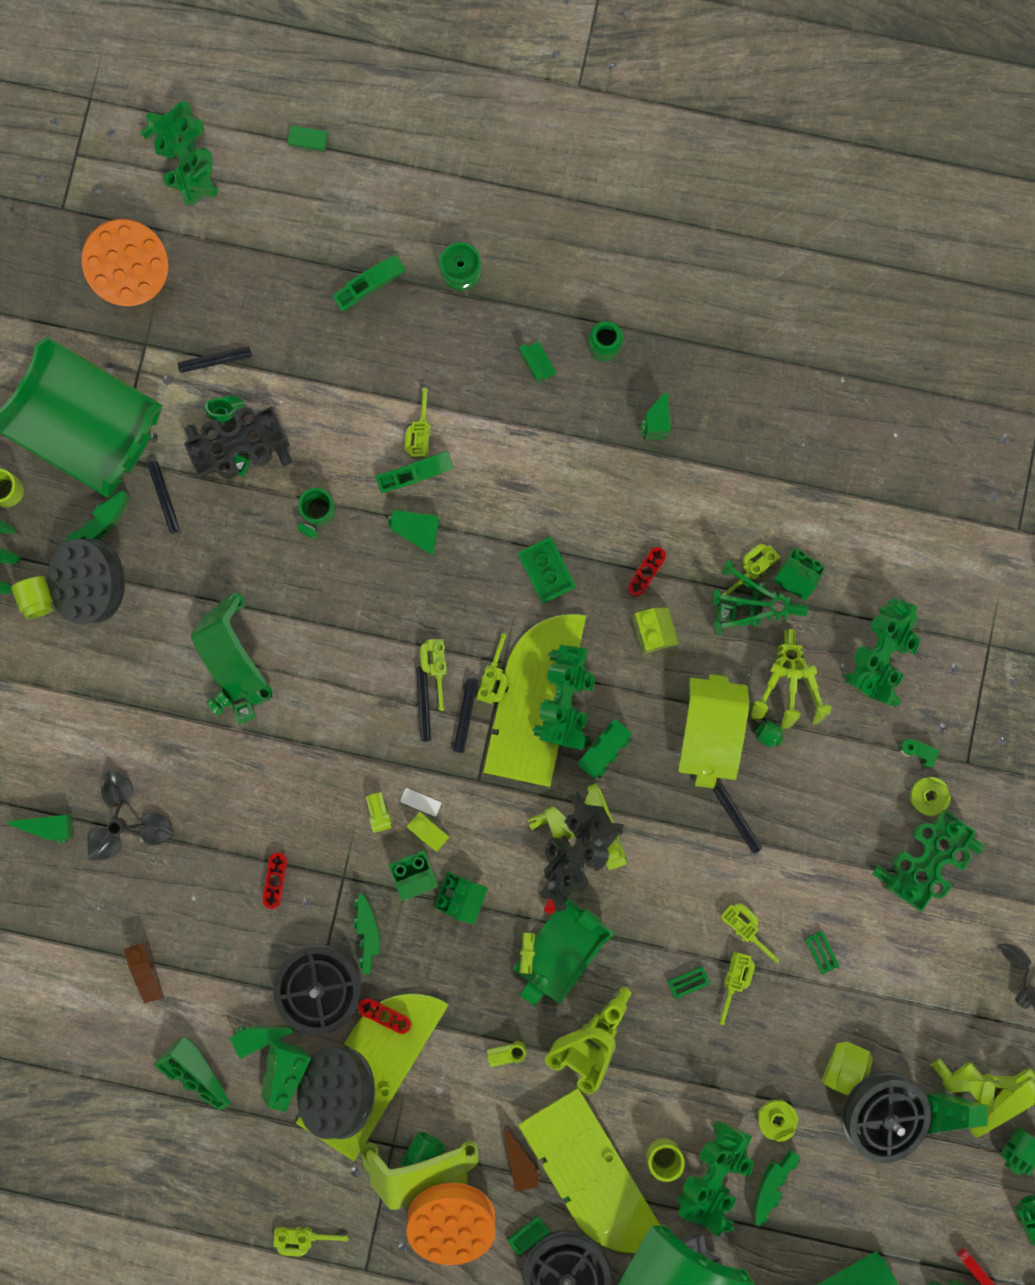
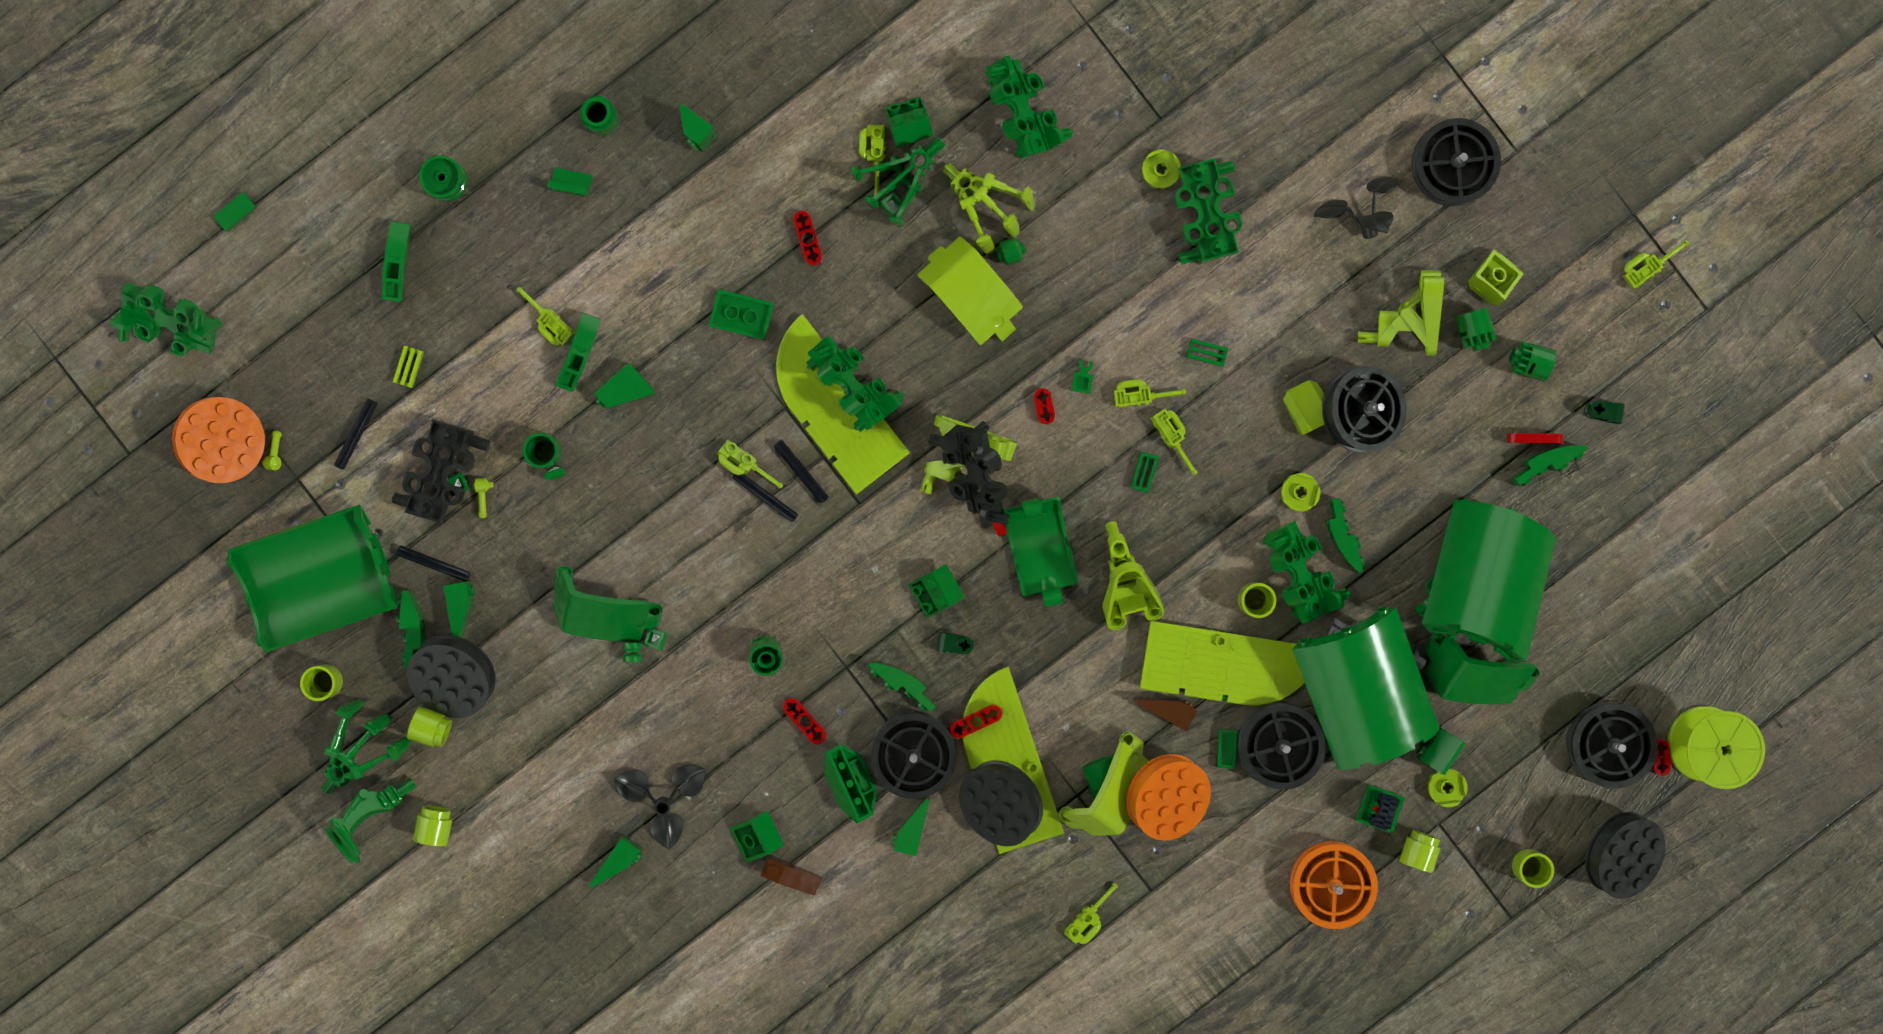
camera: 50 degrees left, 5 degrees up
(143, 316) = (272, 461): none -> lime piece
(148, 541) = (459, 604): none -> green slope
(153, 919) = (757, 836): none -> green slope
(187, 1065) = (890, 899): green wedge -> none
(223, 408) = (401, 459): green cap -> none
(252, 484) = (481, 486): none -> lime piece
(255, 958) = (850, 782): none -> green wedge
(283, 1074) = (954, 832): green wedge -> none
(295, 350) = (401, 364): none -> lime tile
(300, 808) = (765, 655): none -> green gear
(379, 817) = (822, 601): lime piece -> none
(413, 875) = (889, 612): green slope -> none
(420, 802) = (838, 561): white sticker -> none
(428, 831) = (865, 573): lime slope -> none
(428, 943) = (951, 643): none -> dark green piece
(490, 677) = (788, 428): lime piece -> none
(504, 1054) = (1081, 655): lime piece -> none
(527, 953) = (1019, 575): lime pin -> none
(605, 749) = (916, 386): green wedge -> none
(654, 629) = (857, 270): lime slope -> none
(676, 863) = (1049, 406): none -> red beam
(717, 874) = (1082, 381): none -> green plate
(737, 819) = (1057, 331): black axle -> none
(919, 750) = (1119, 147): green leg -> none
(955, 1113) = (1405, 356): green wedge -> none

